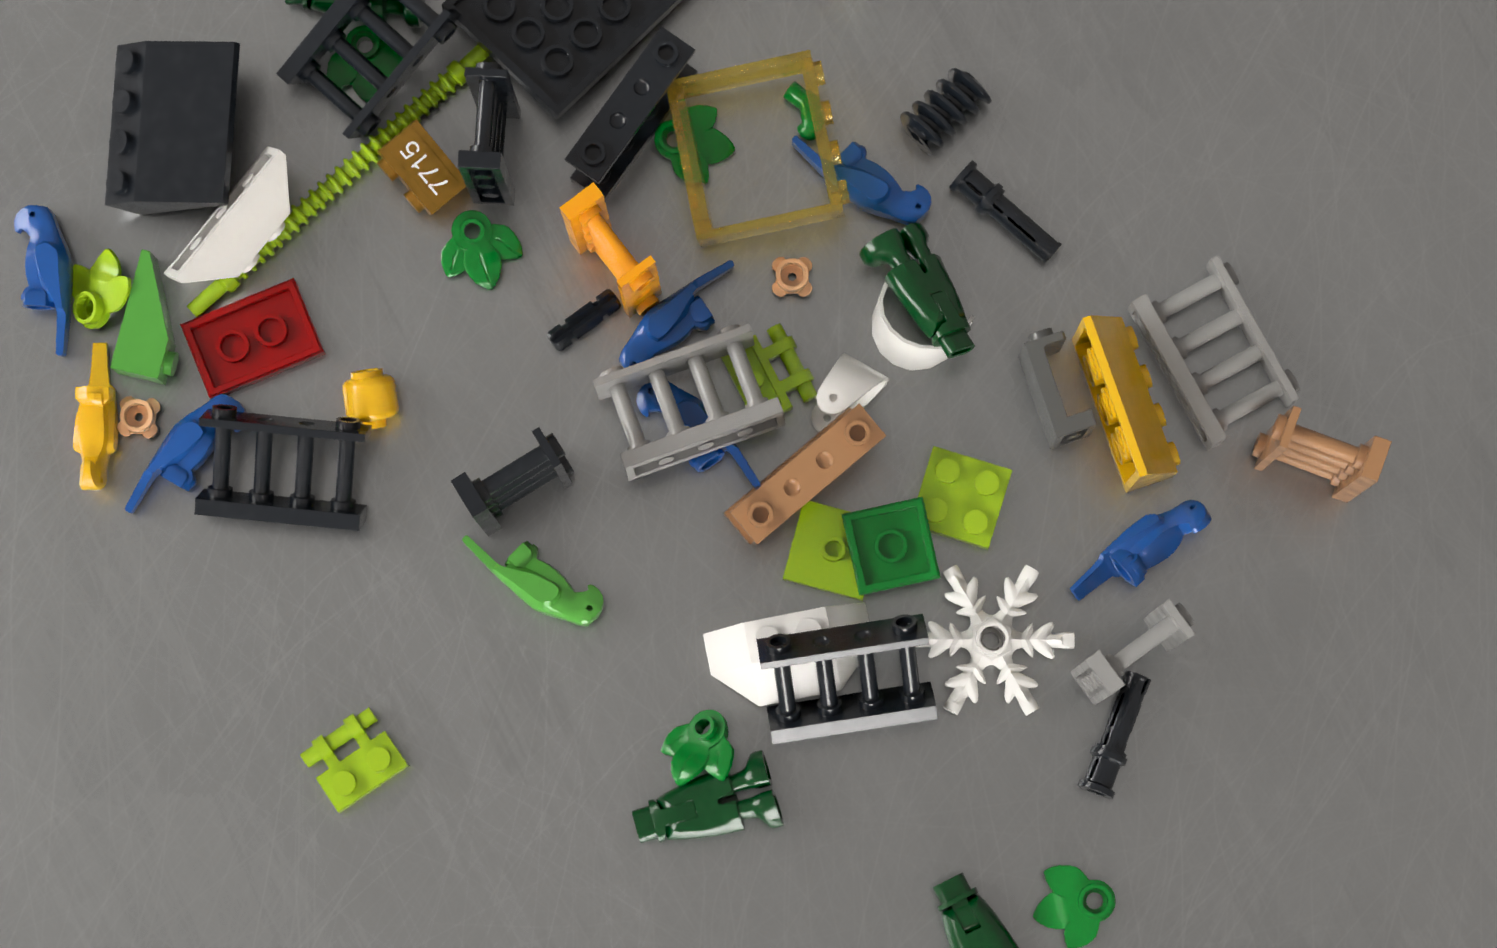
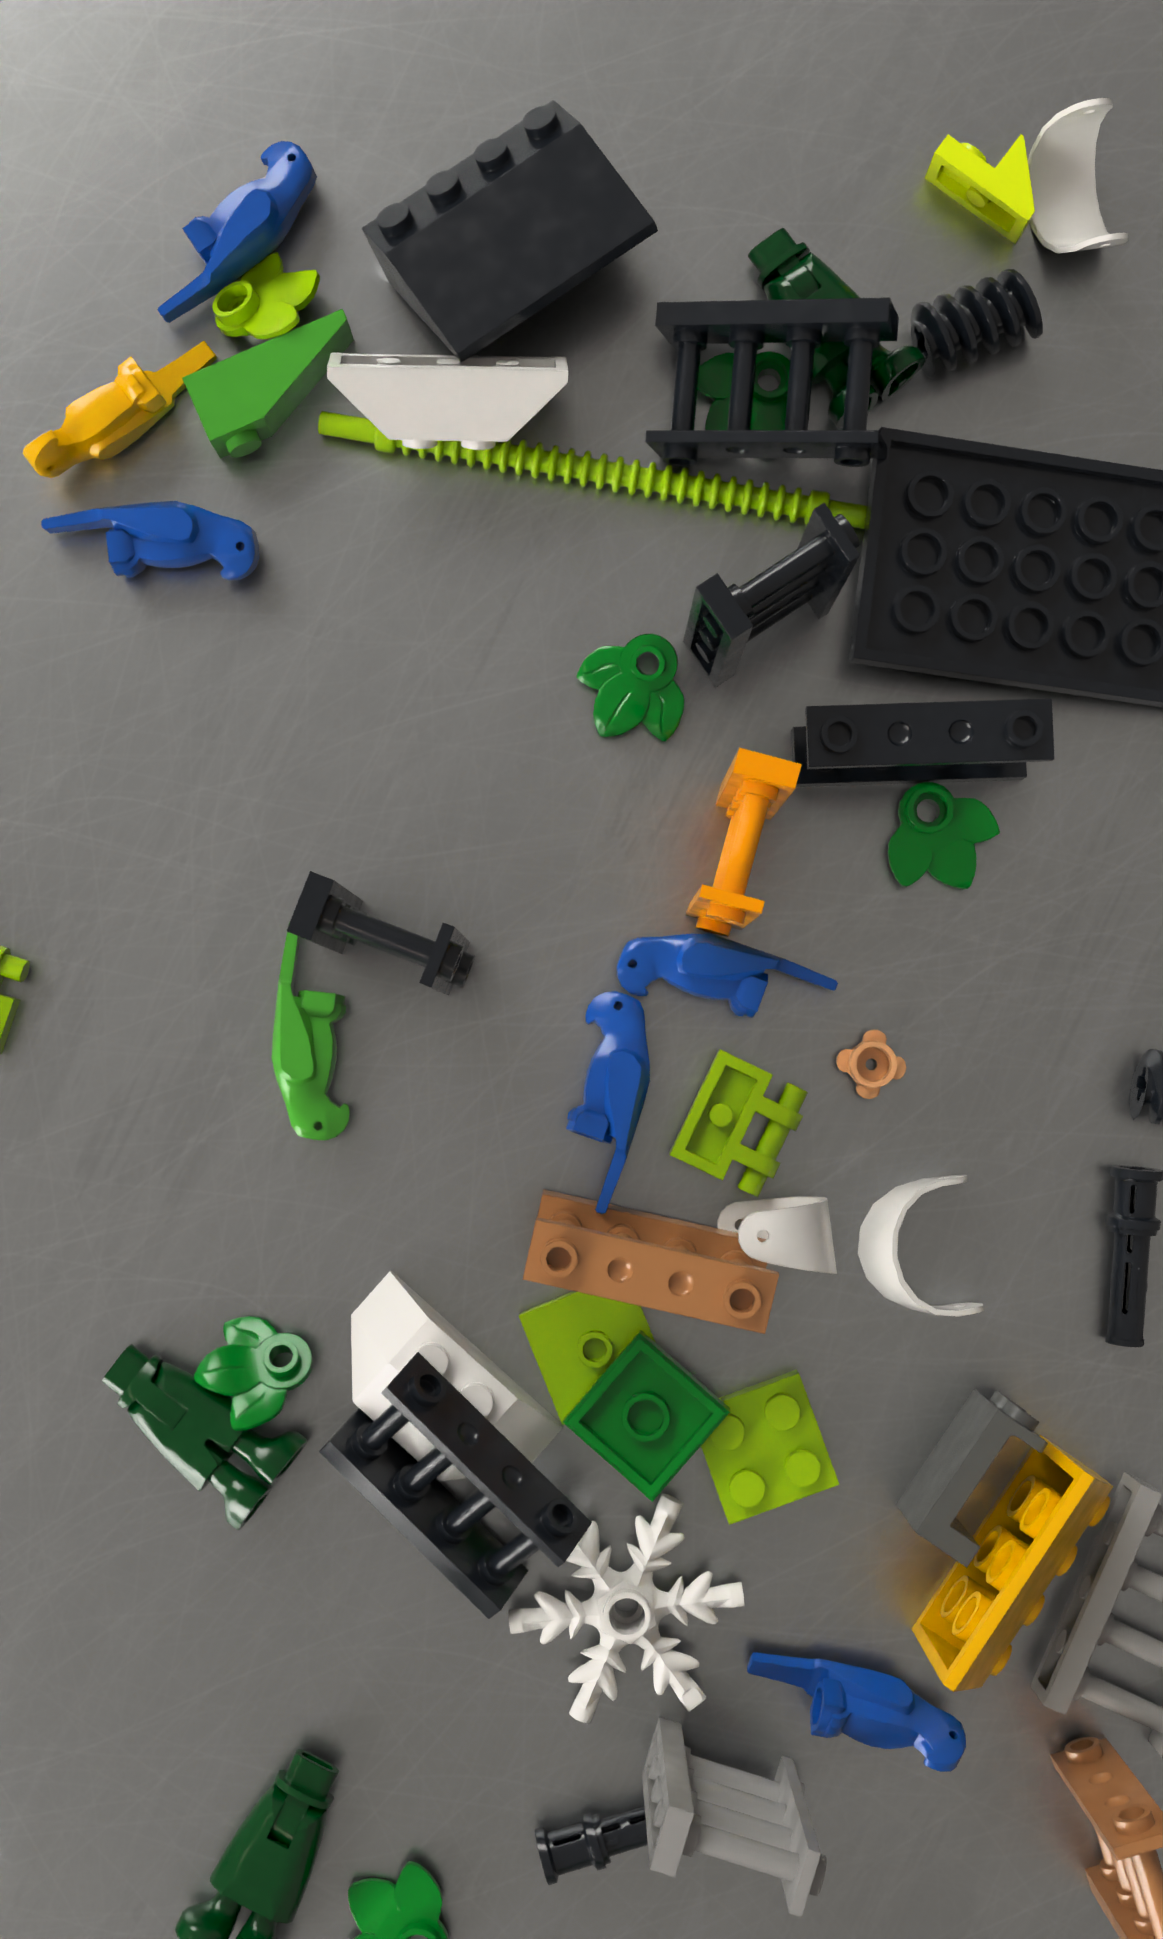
camera: 50 degrees right, 5 degrees up
(130, 408) = (150, 442): light nougat plate -> none
(252, 339) = (342, 514): red tile -> none
(260, 502) = (162, 665): black fence -> none
(370, 396) = (372, 695): yellow head -> none
(421, 168) = (675, 549): pearl gold brick -> none
(584, 320) = (643, 866): black axle -> none
(682, 441) = (633, 1122): light grey fence -> none
(742, 76) = (1082, 964): clear yellow window -> none
(798, 97) = (1079, 941): green arm -> none
(872, 186) = (1044, 1072): blue animal -> none
(922, 286) = (973, 1230): dark green piece -> none

